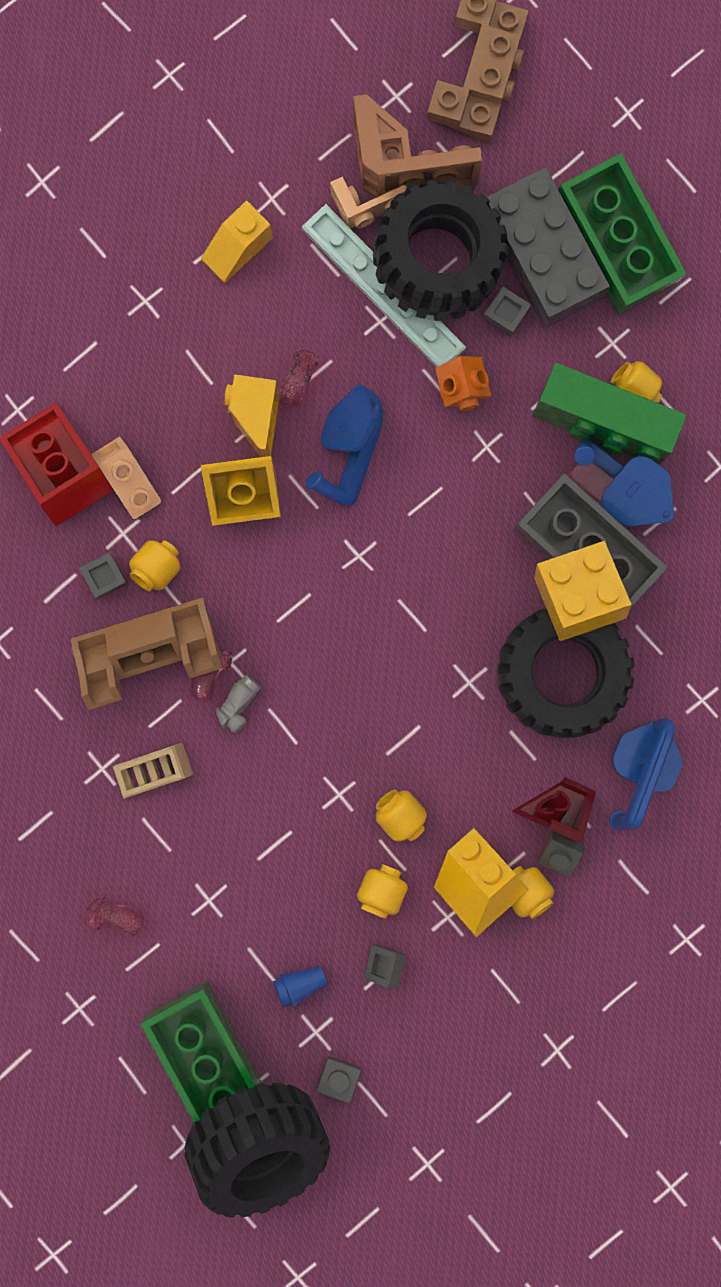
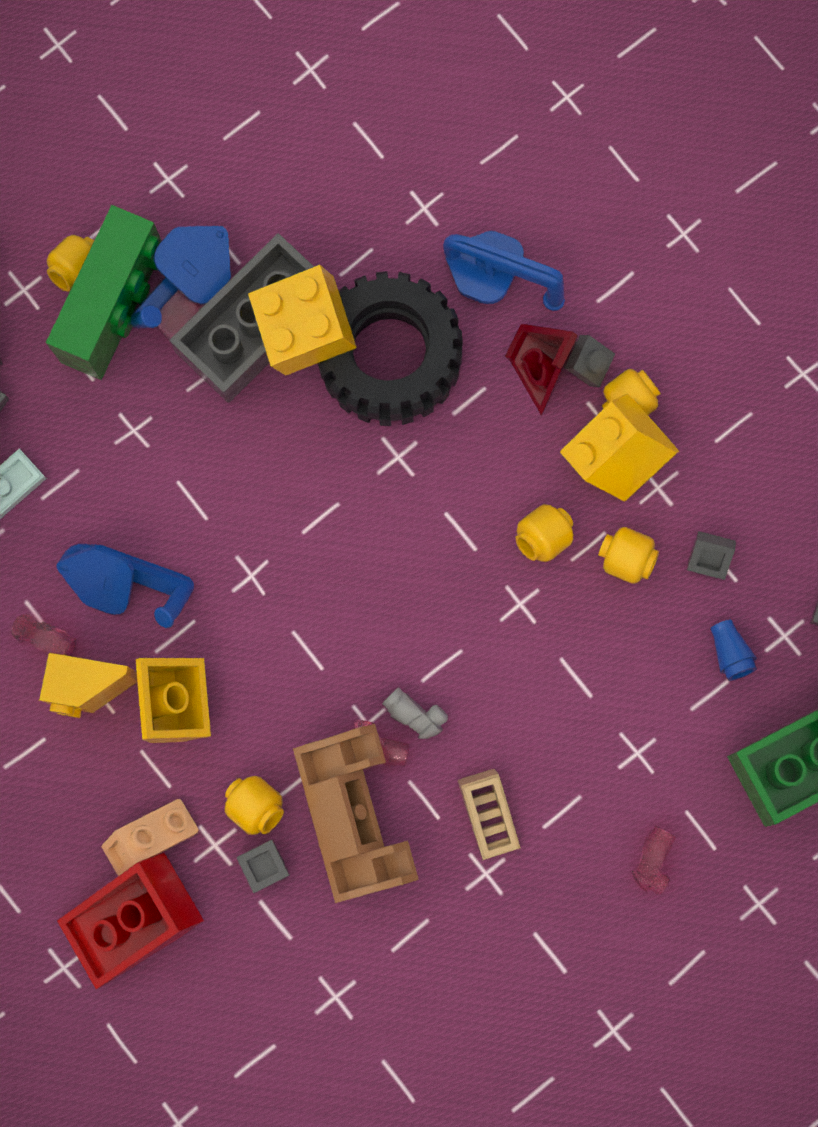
camera: 85 degrees left, 5 degrees down
(463, 382) = (60, 450): orange brick -> none

